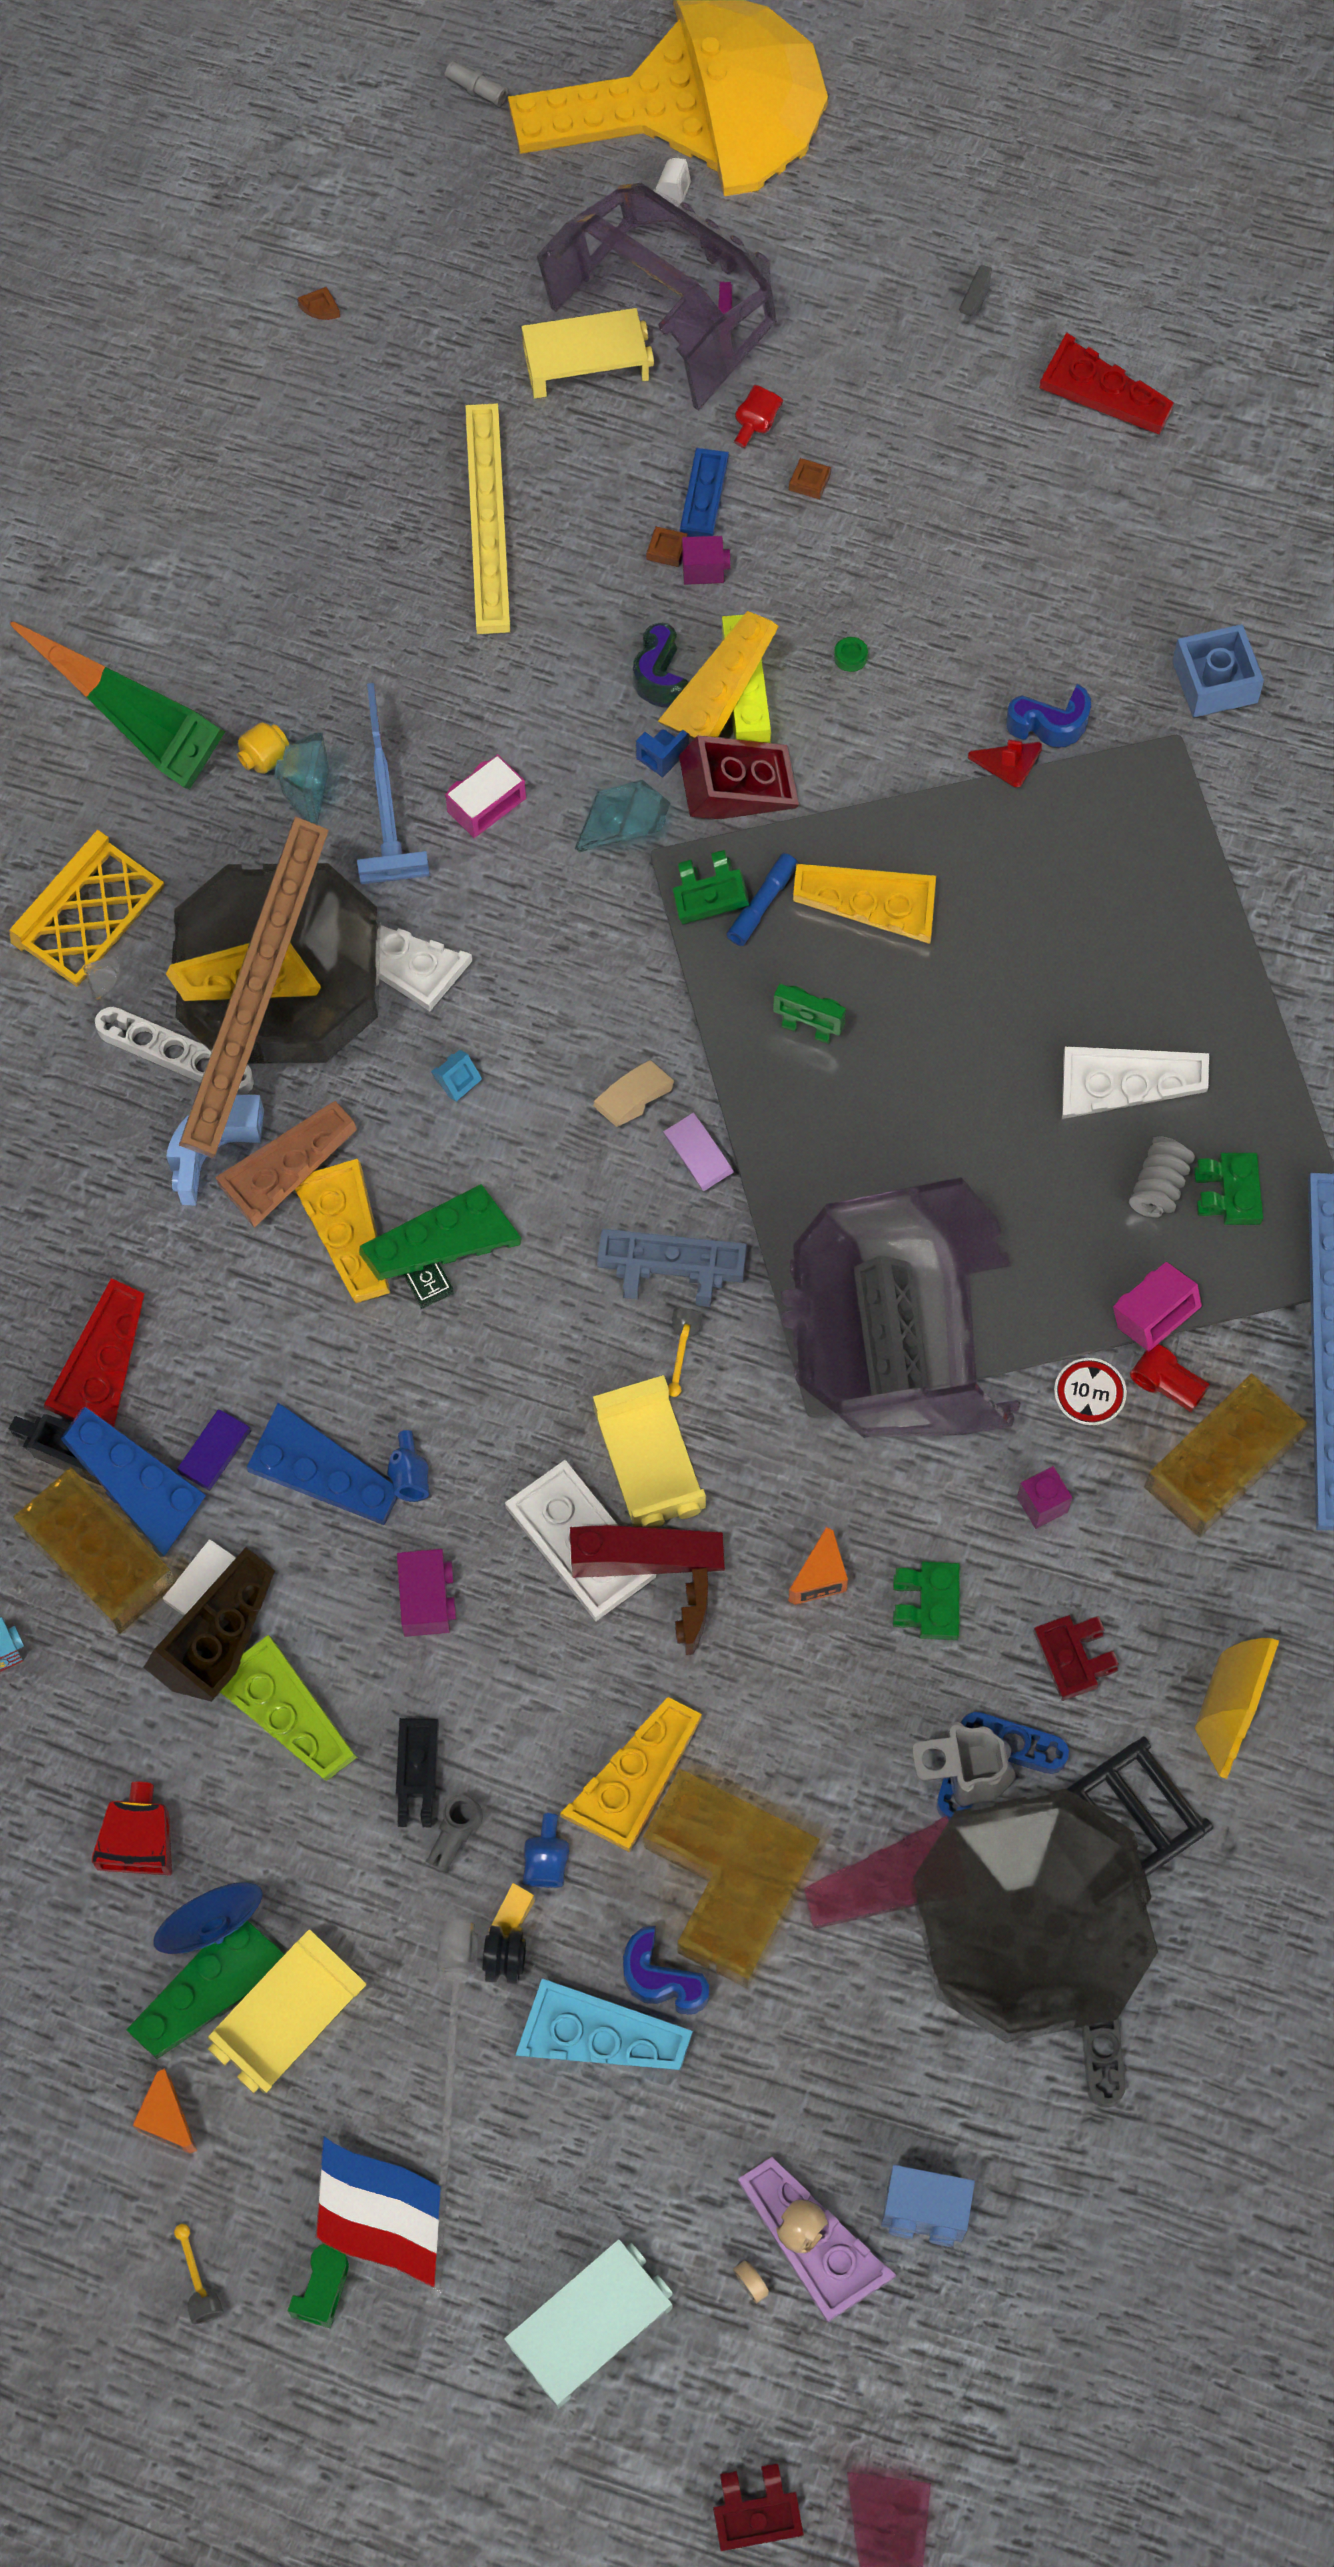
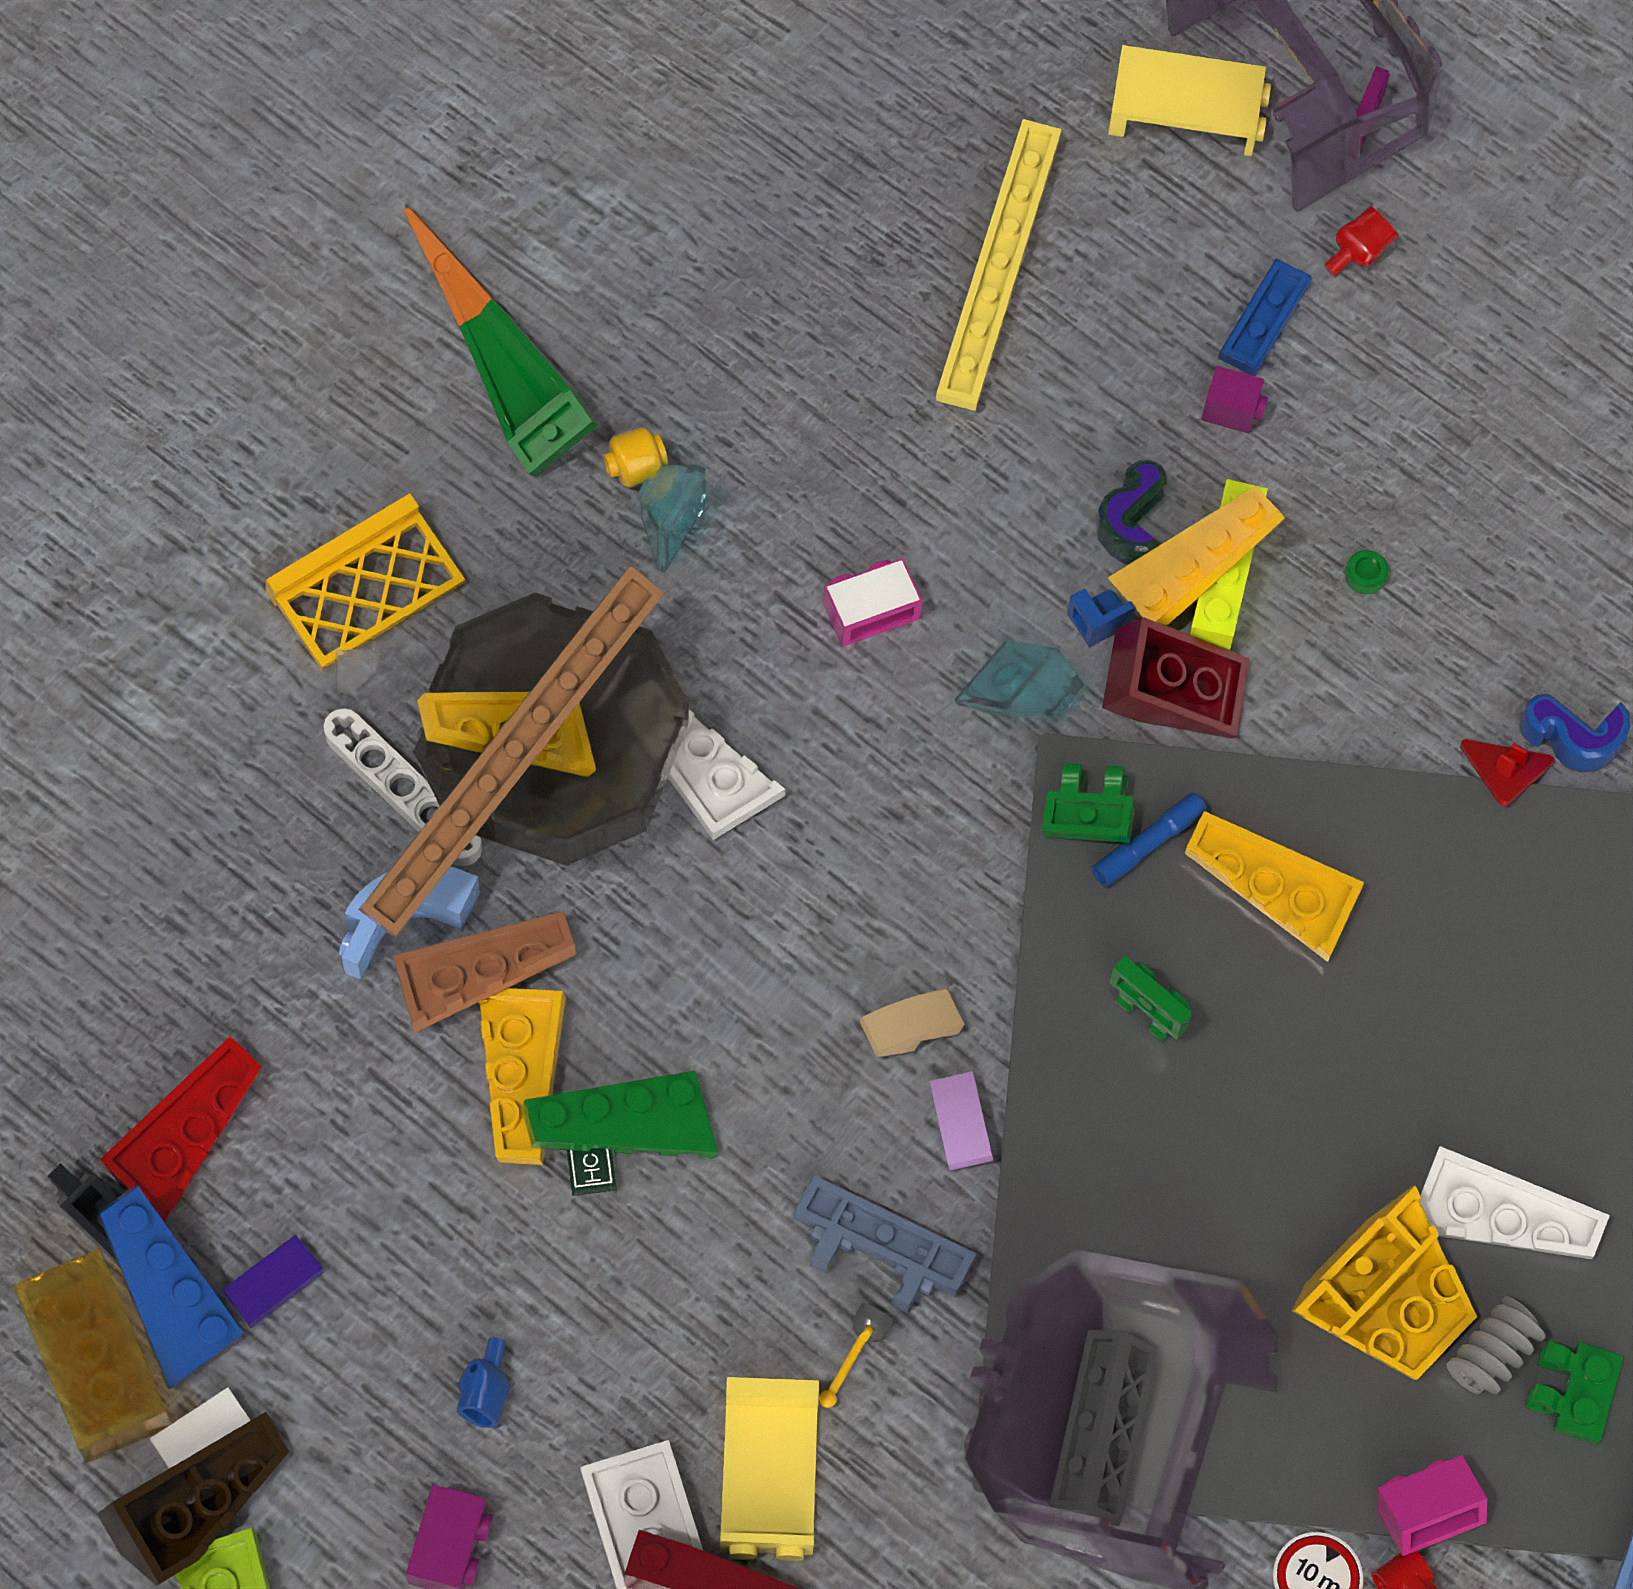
camera: 15 degrees right, 0 degrees up
(314, 1465) = (380, 1341): blue wing -> none
(392, 864) = (735, 647): medium blue piece -> none
(457, 1075) = (715, 929): dark azure tile -> none
(666, 546) = (1196, 367): dark orange tile -> none
(809, 478) = (1397, 340): dark orange tile -> none
(1068, 1162) = (1390, 1290): none -> yellow wedge

